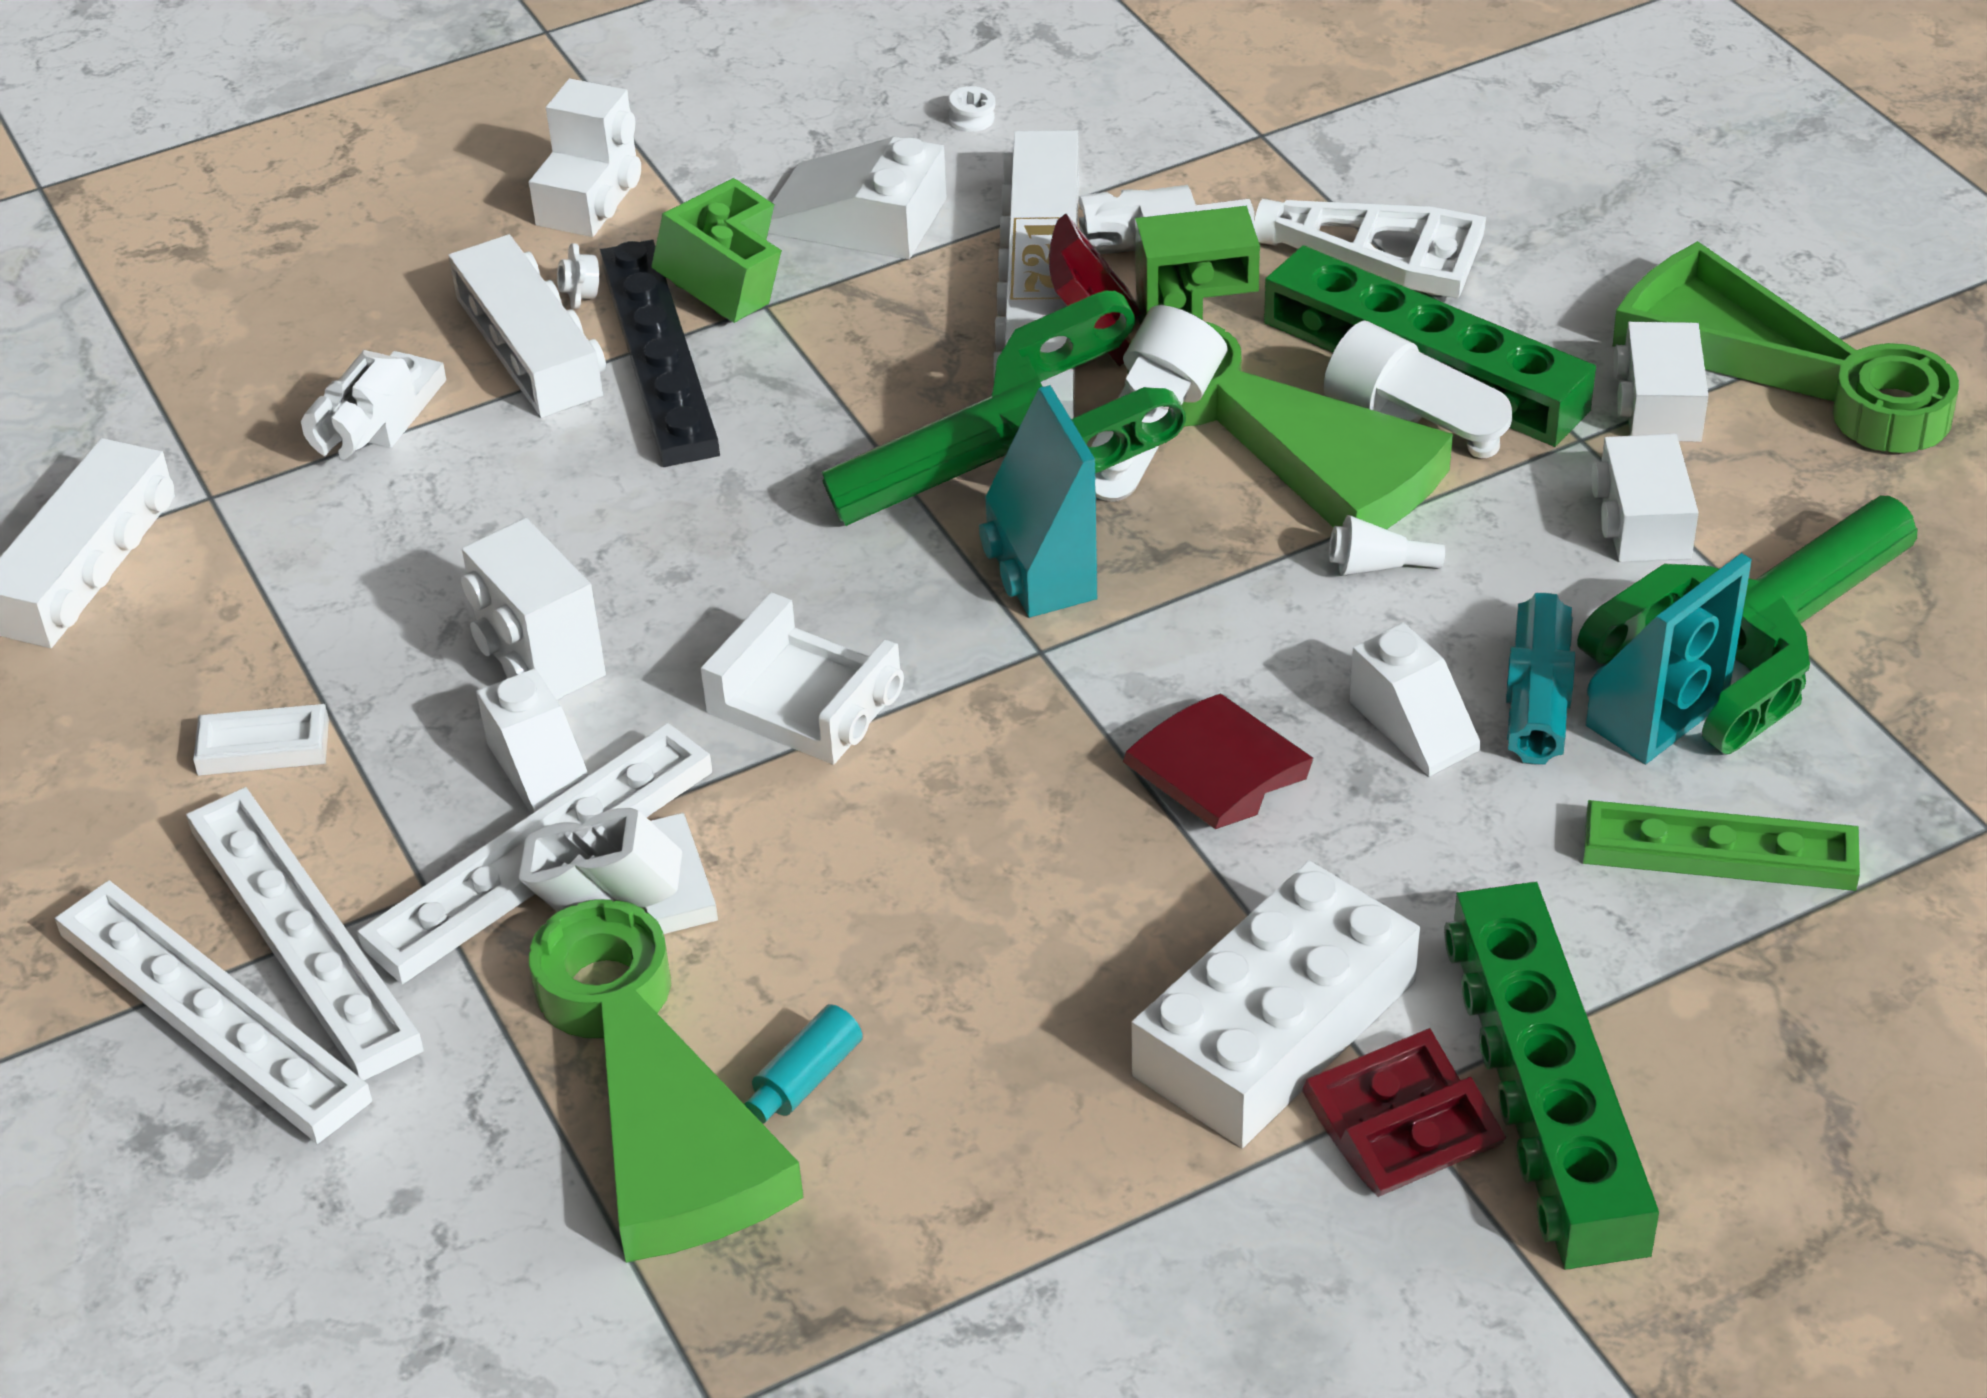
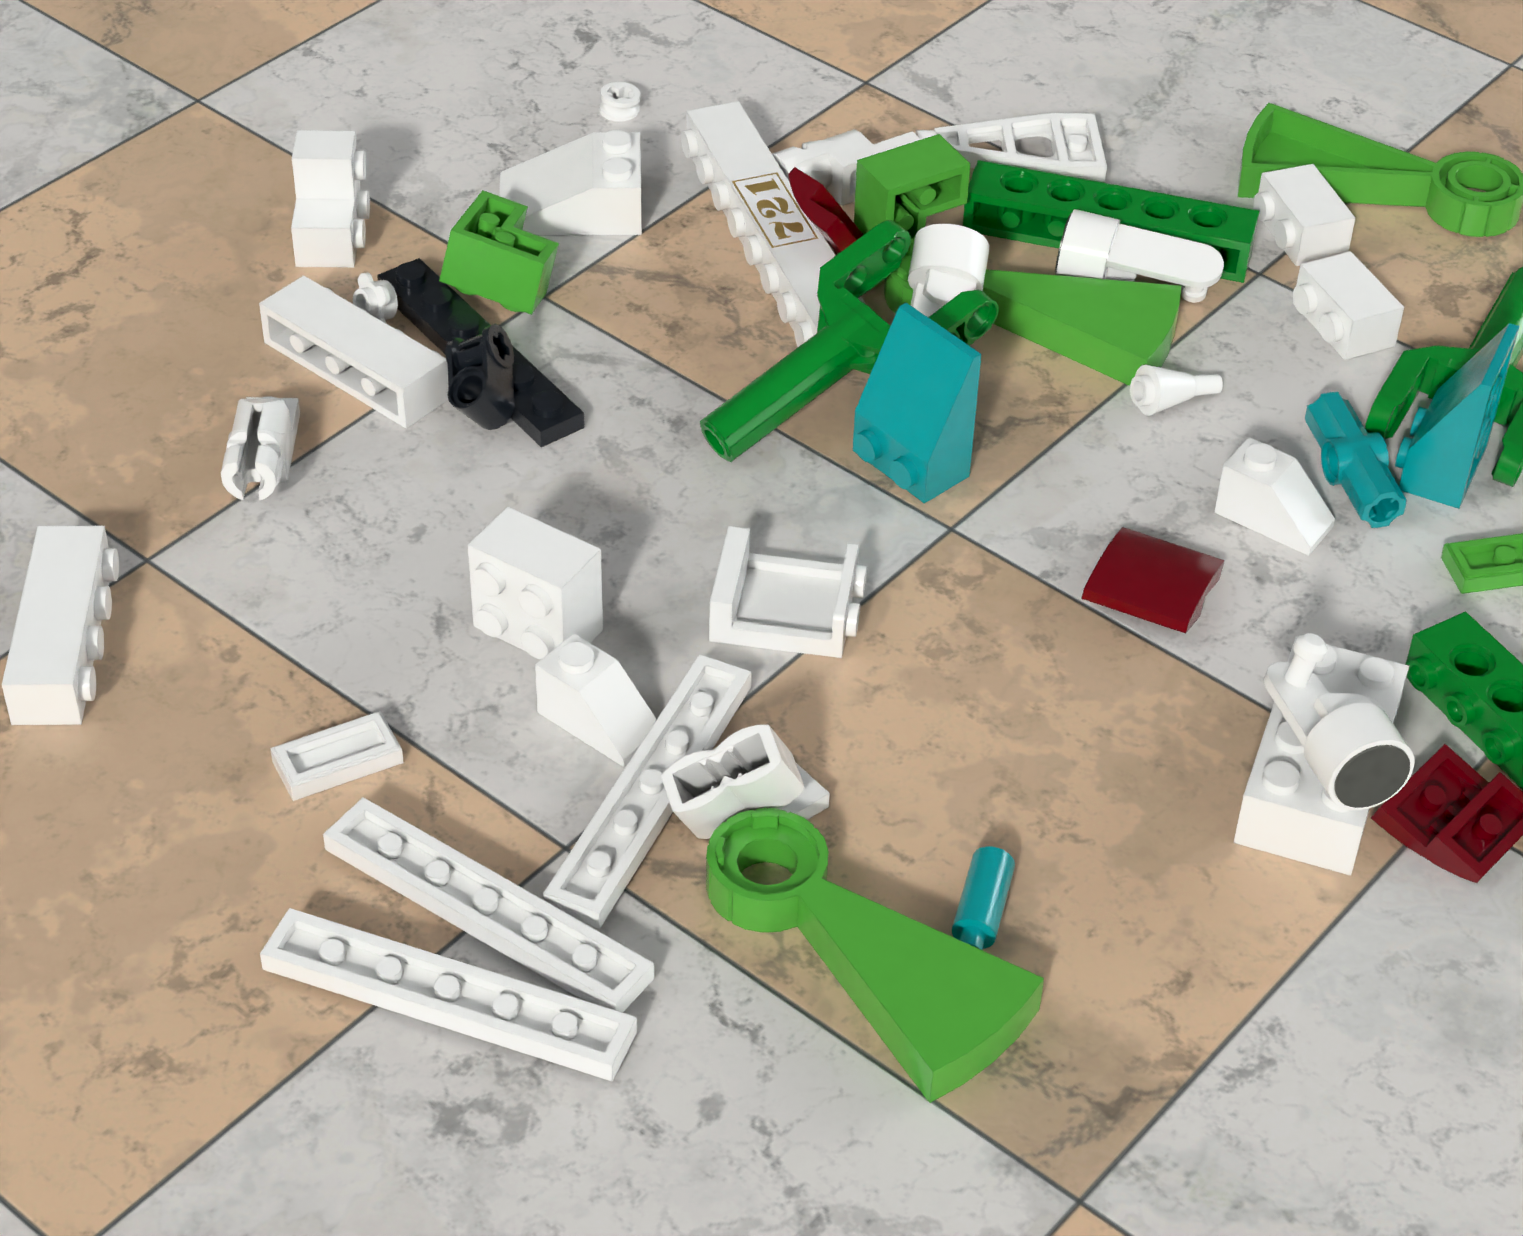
camera: 25 degrees left, 0 degrees up
(625, 377) = (482, 377): none -> black piece
(1253, 987) = (1342, 734): none -> white piece

